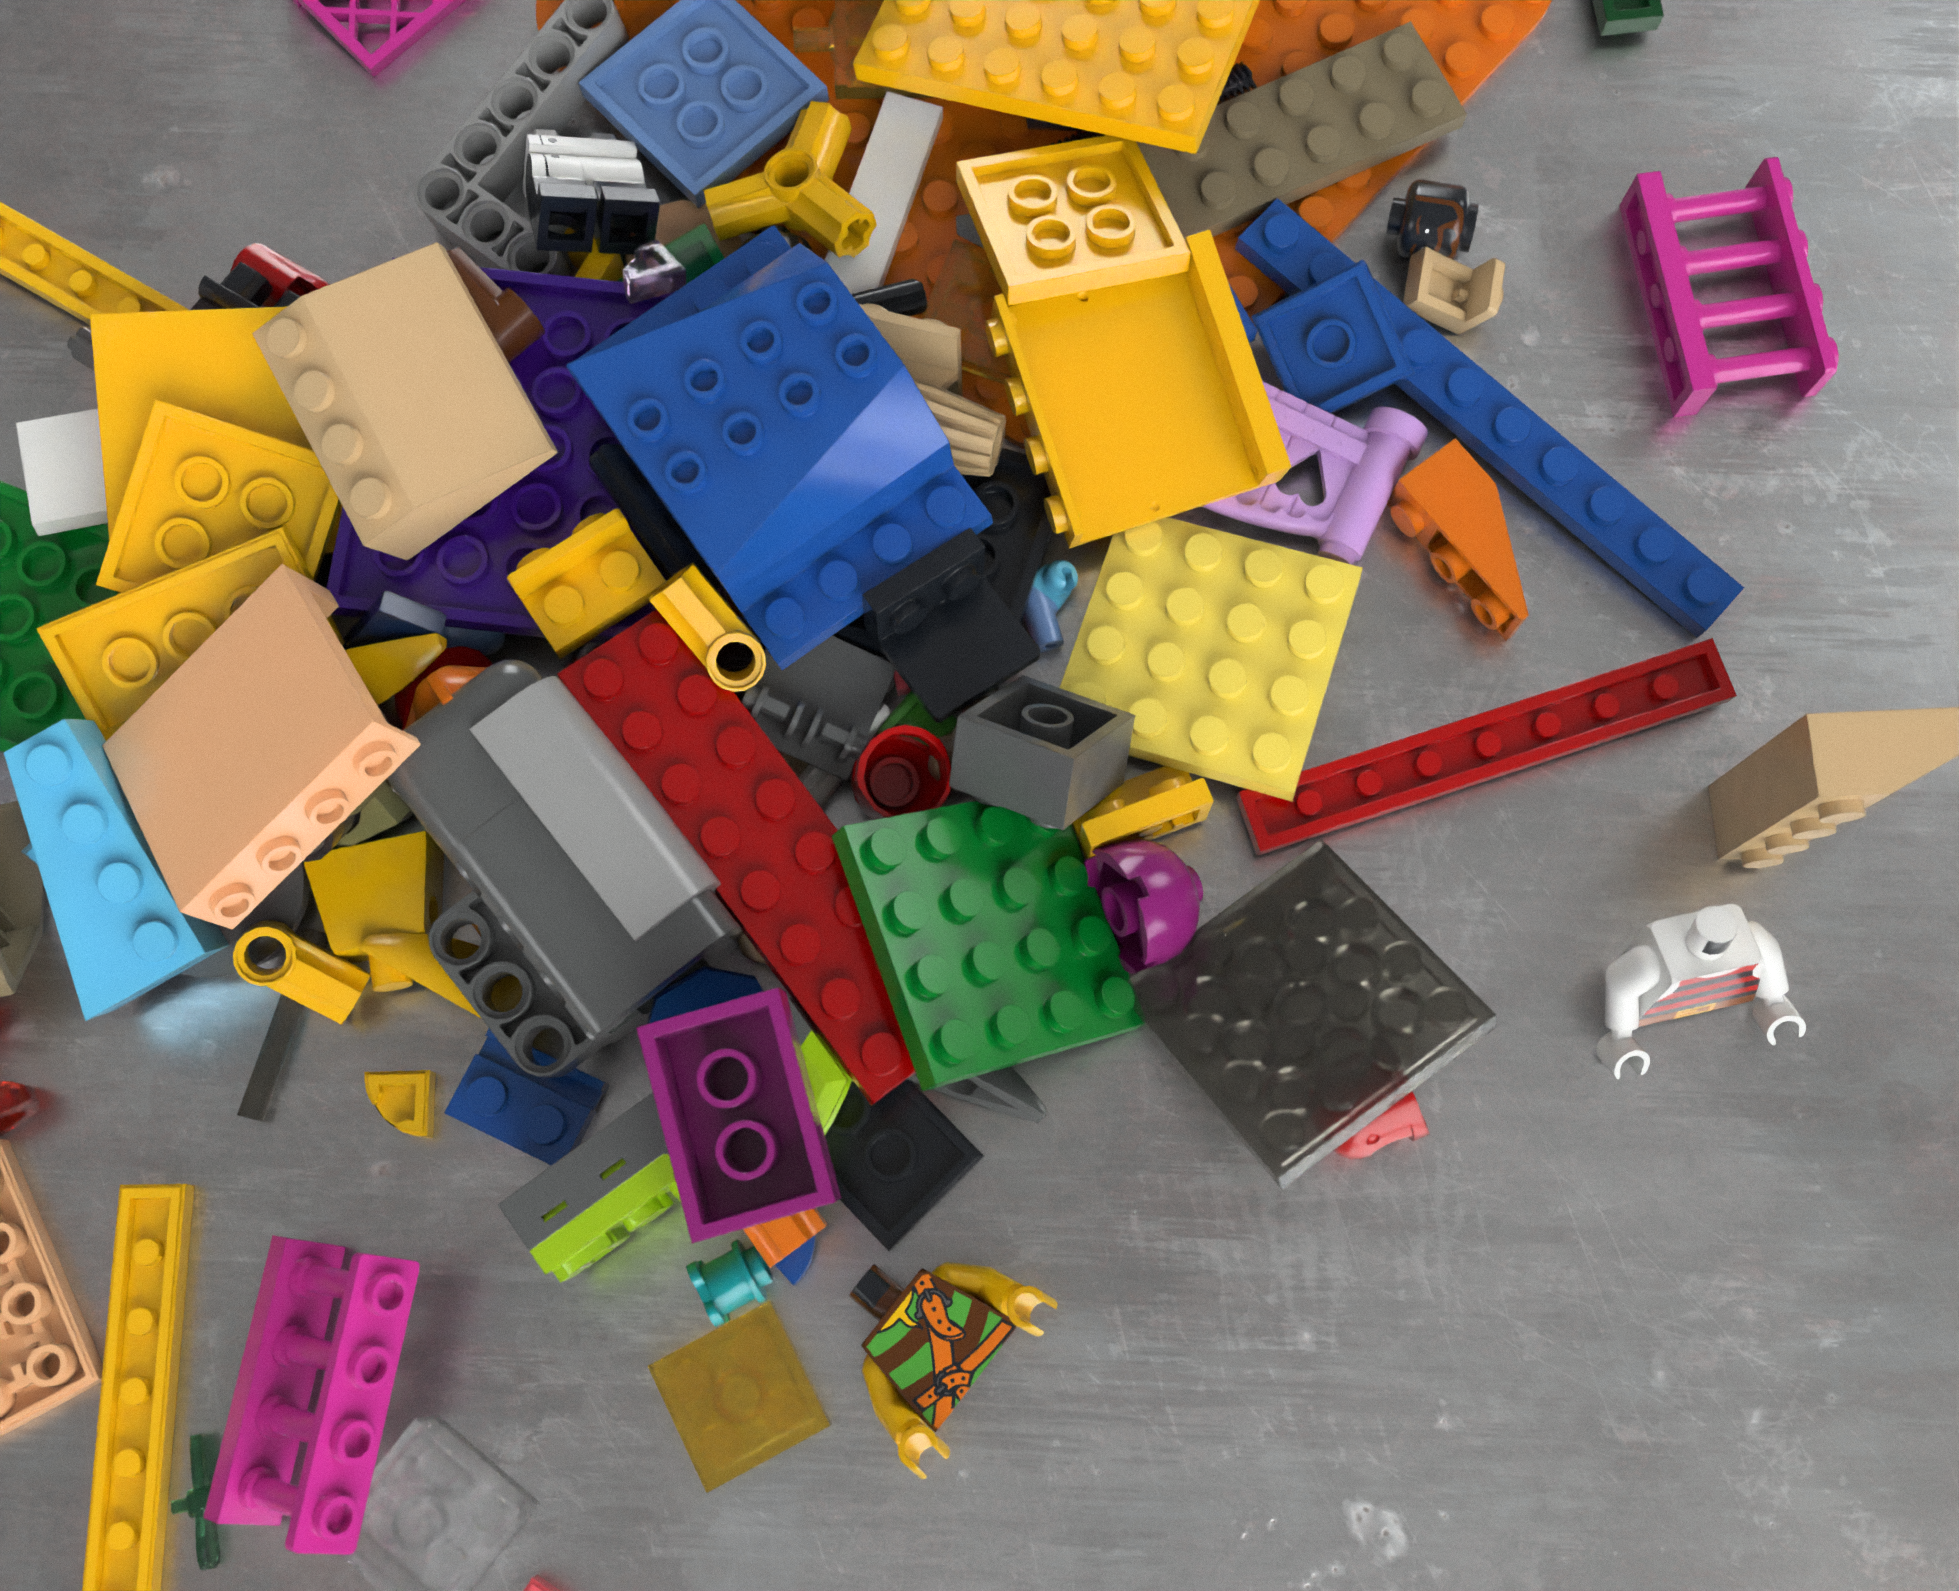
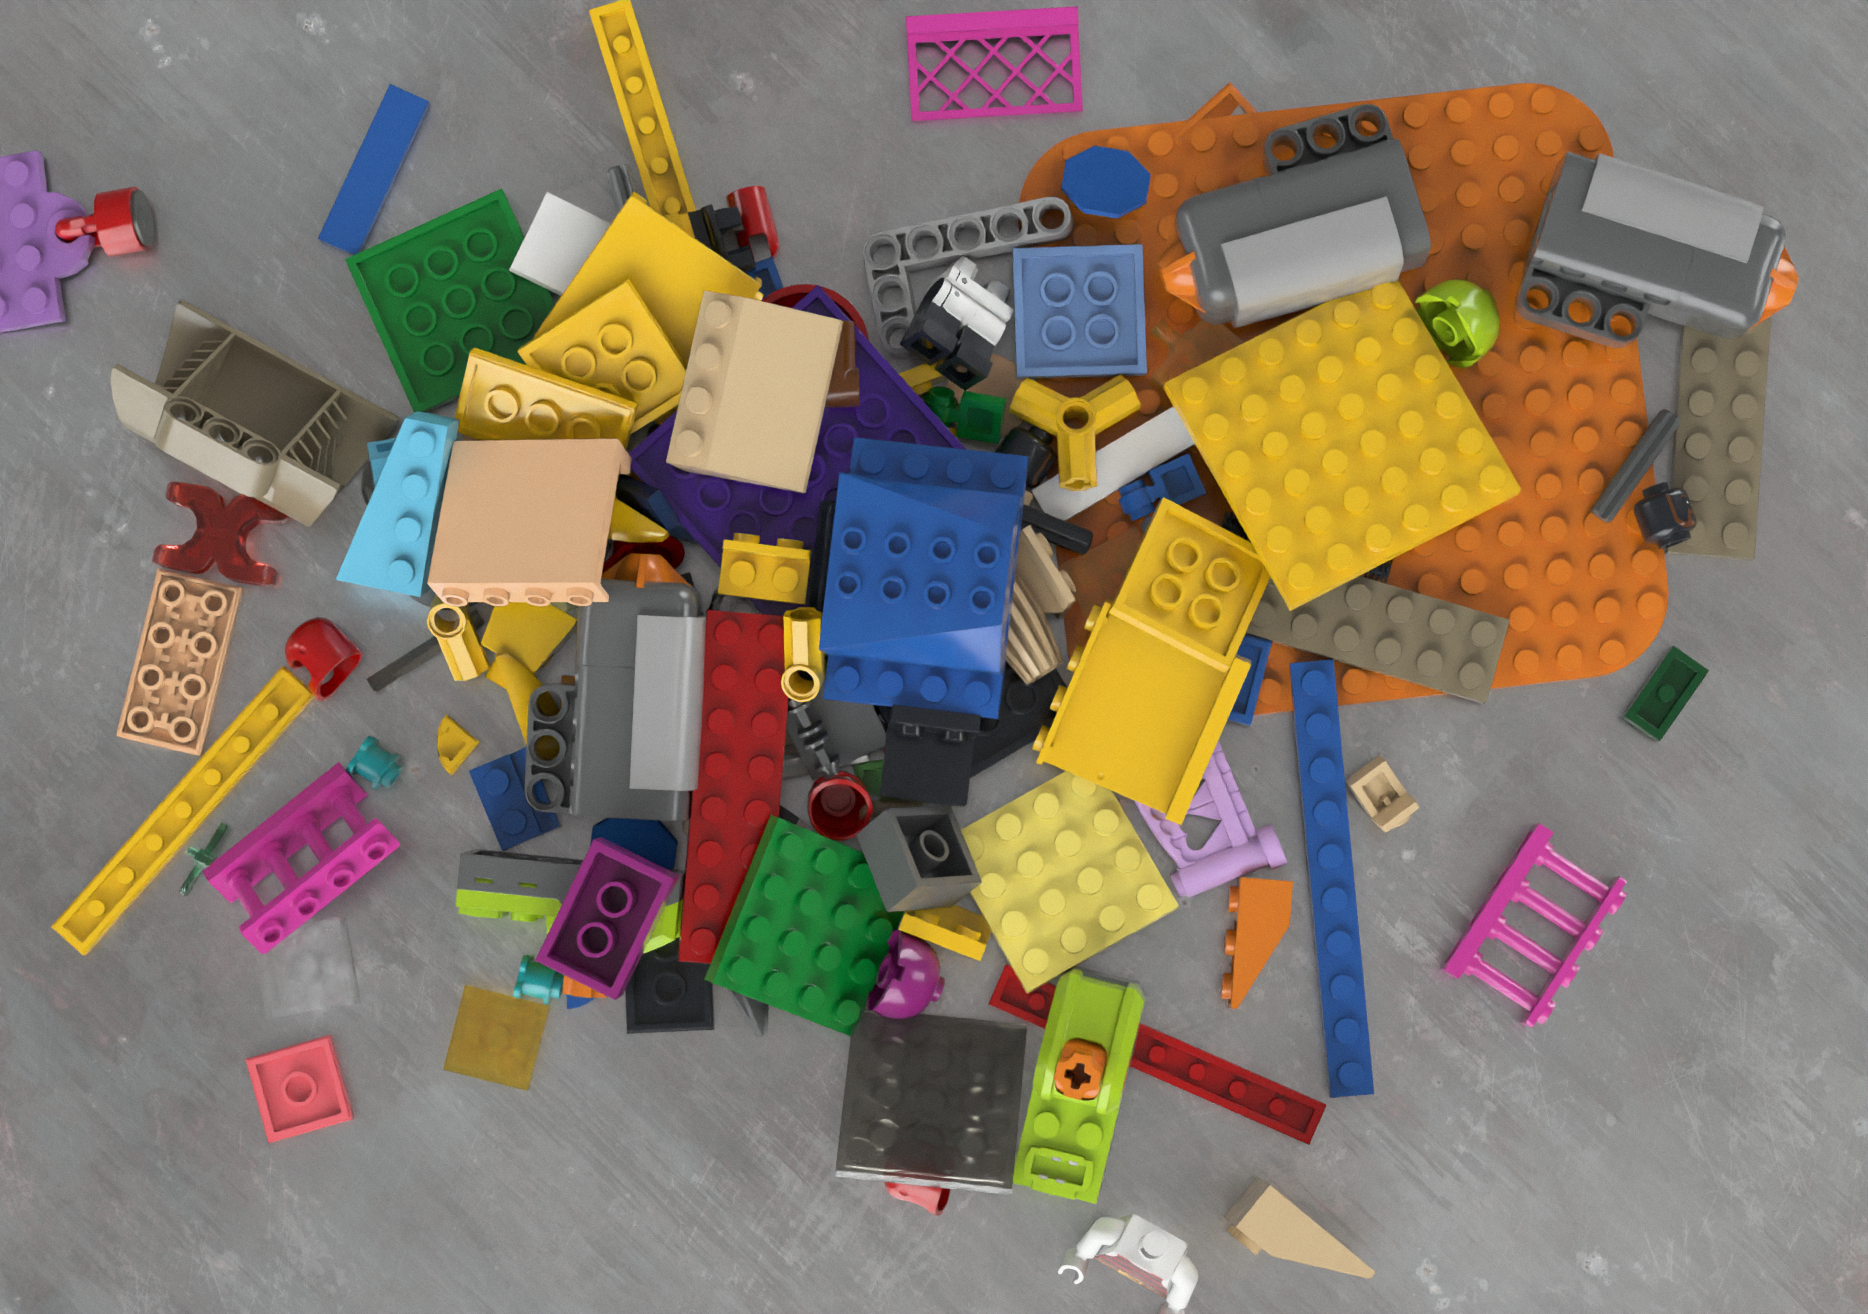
camera: 40 degrees right, 10 degrees up
(138, 1118) = (320, 648): none -> red helmet
(322, 1201) = (375, 764): none -> teal brick
(652, 273) = (946, 416): clear purple tile -> none
(932, 212) = (1173, 480): none -> blue plate
(935, 1344) = (610, 1098): torso -> none
(1048, 594) = (1011, 768): arm -> none
(1334, 341) = (1283, 769): blue tile -> none
(1433, 217) = (1408, 746): black head -> none
(1449, 836) = (1079, 1084): none -> lime piece

